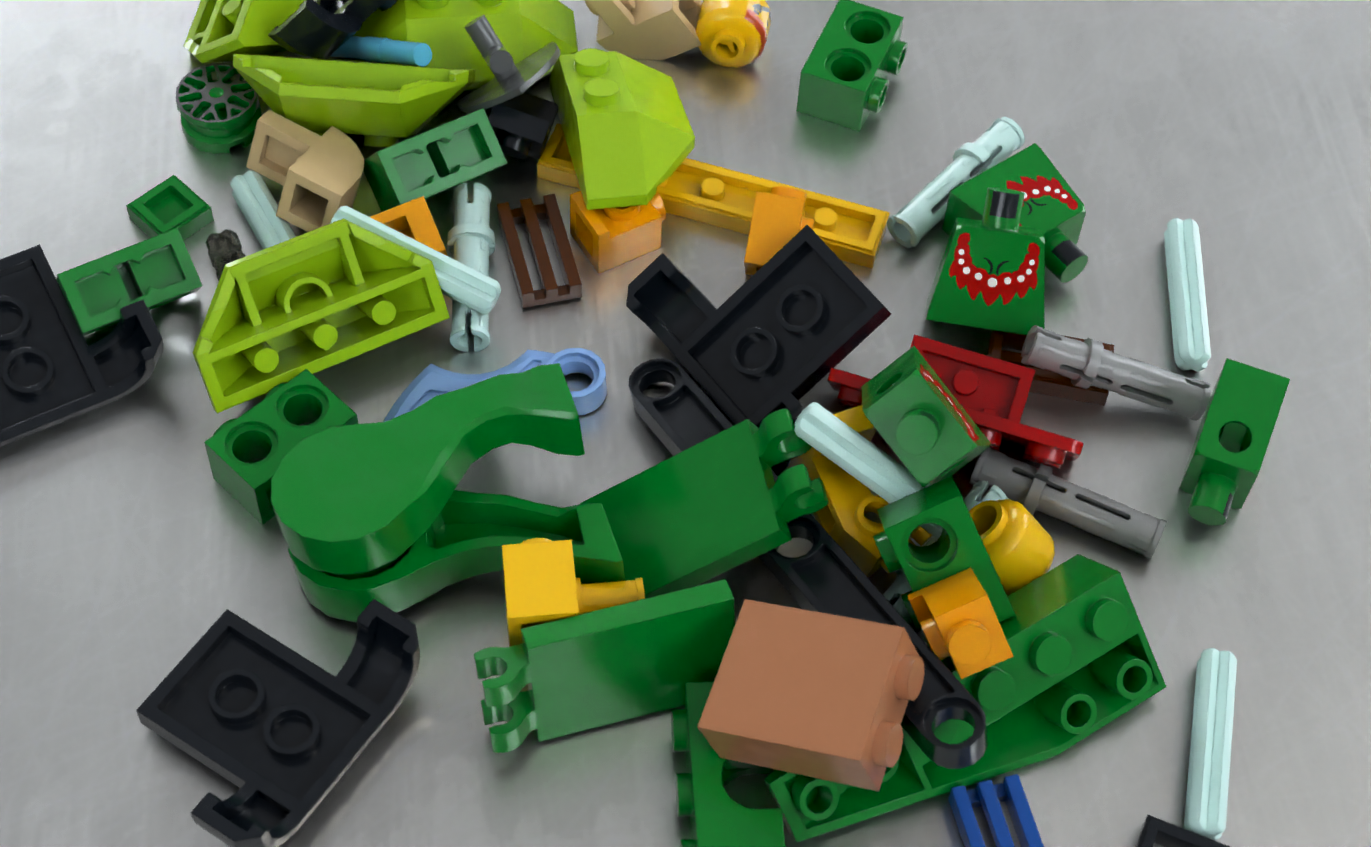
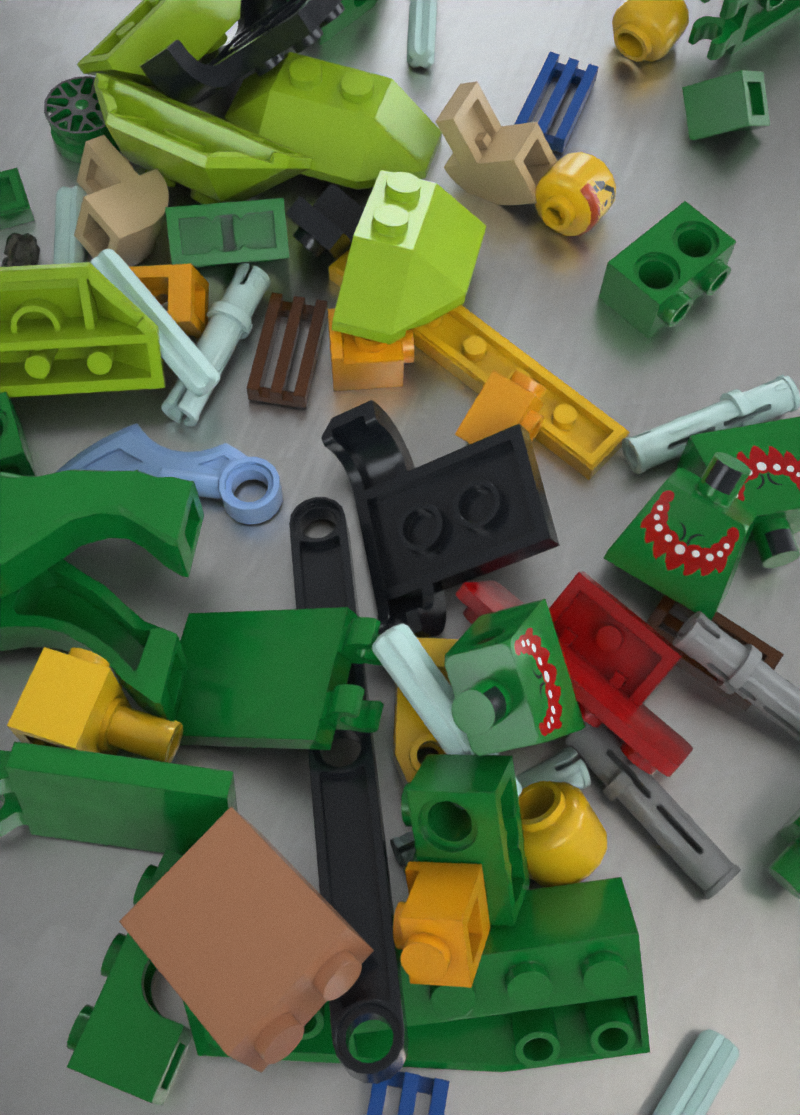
camera: 25 degrees right, 10 degrees up
(385, 51) = (241, 114): medium azure piece -> none
(509, 78) = (324, 158): dark grey shield -> none

